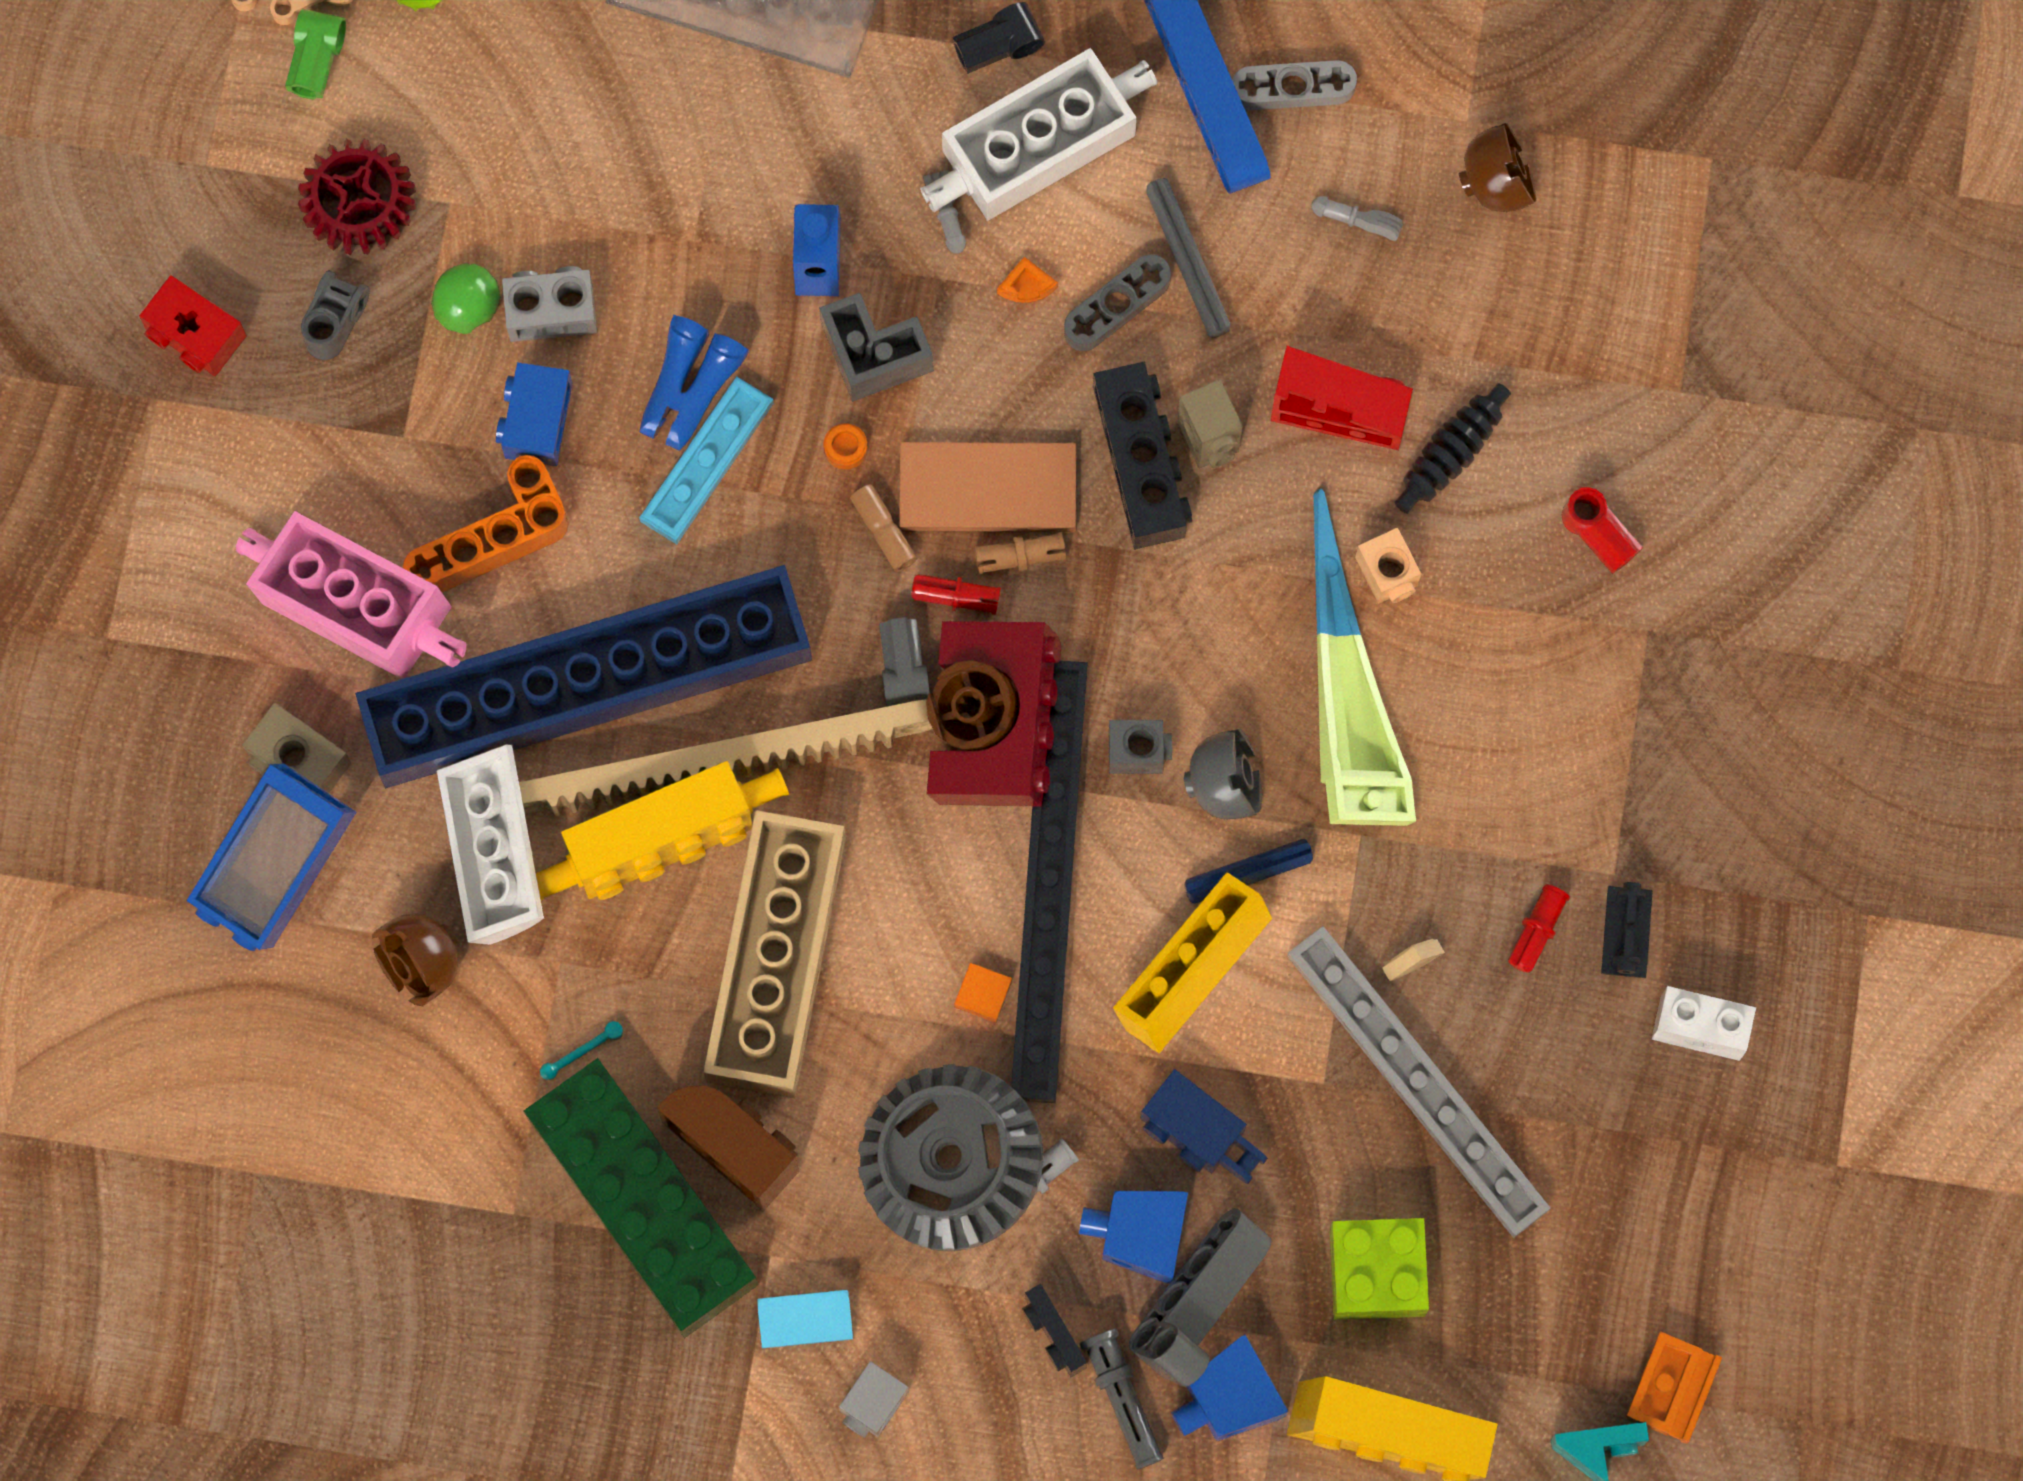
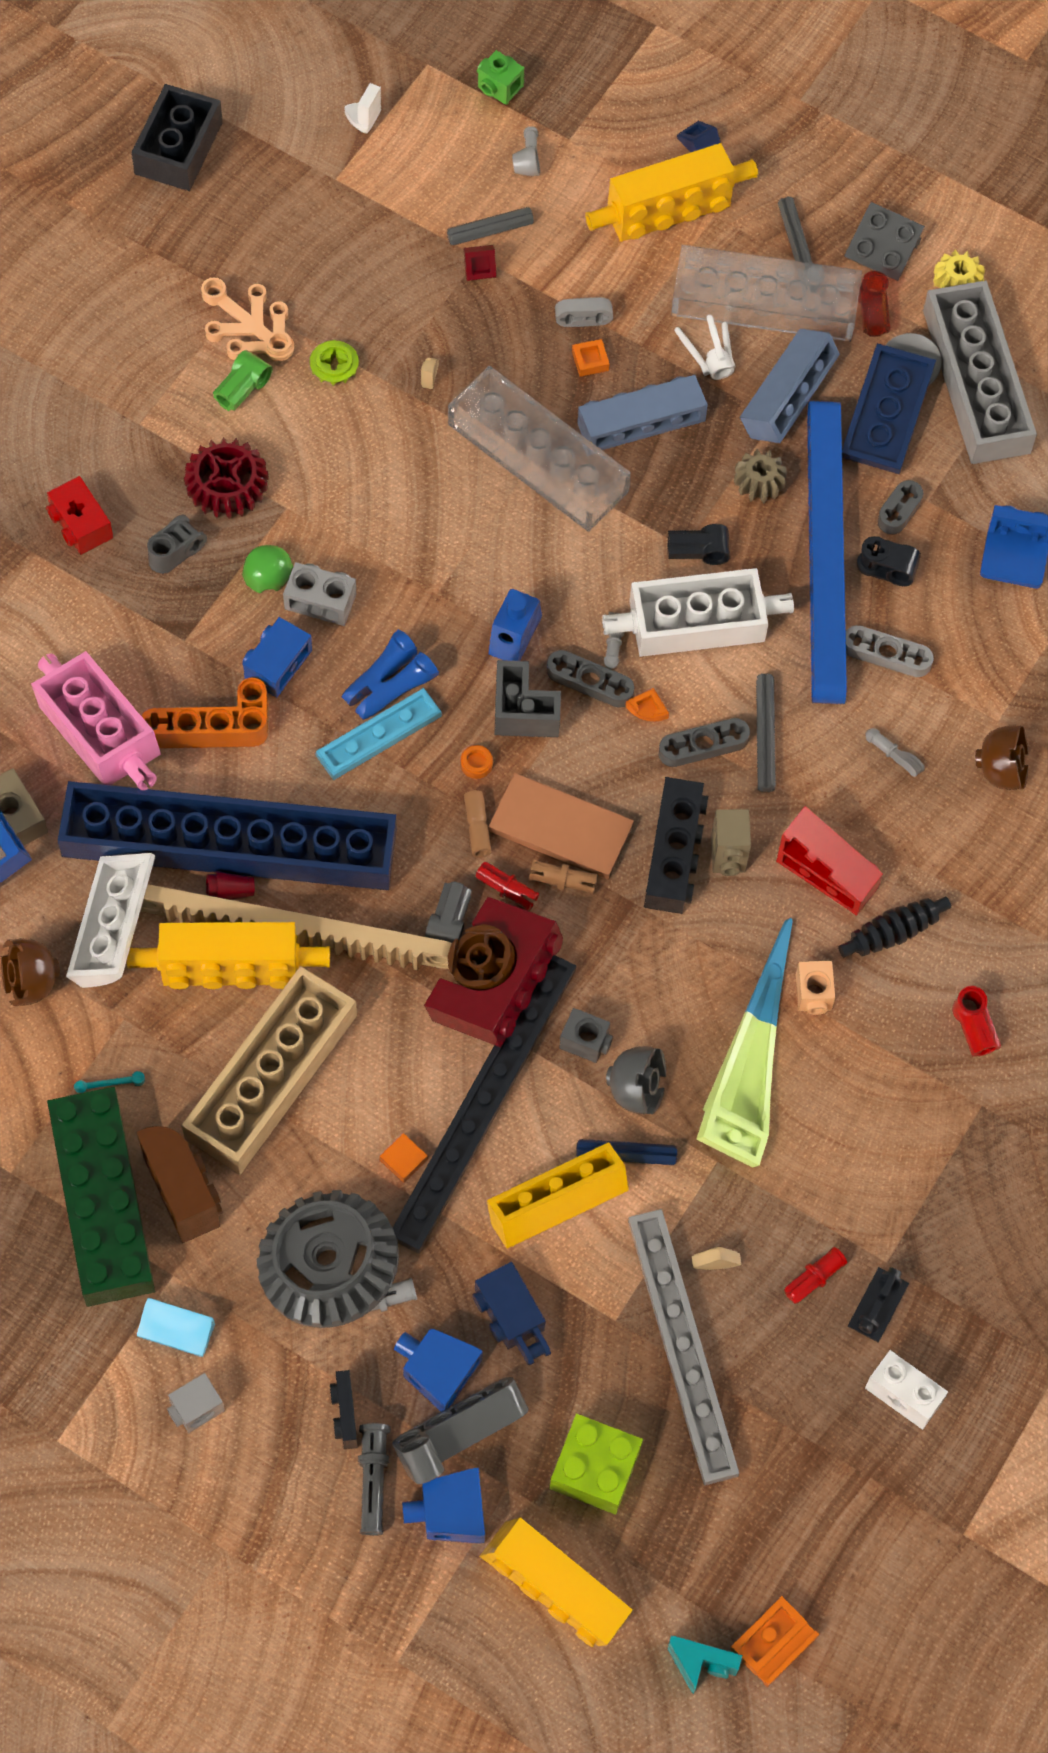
camera: 20 degrees right, 10 degrees down
(613, 740) = (229, 885): none -> dark red cone
(970, 291) = (585, 666): none -> dark grey beam

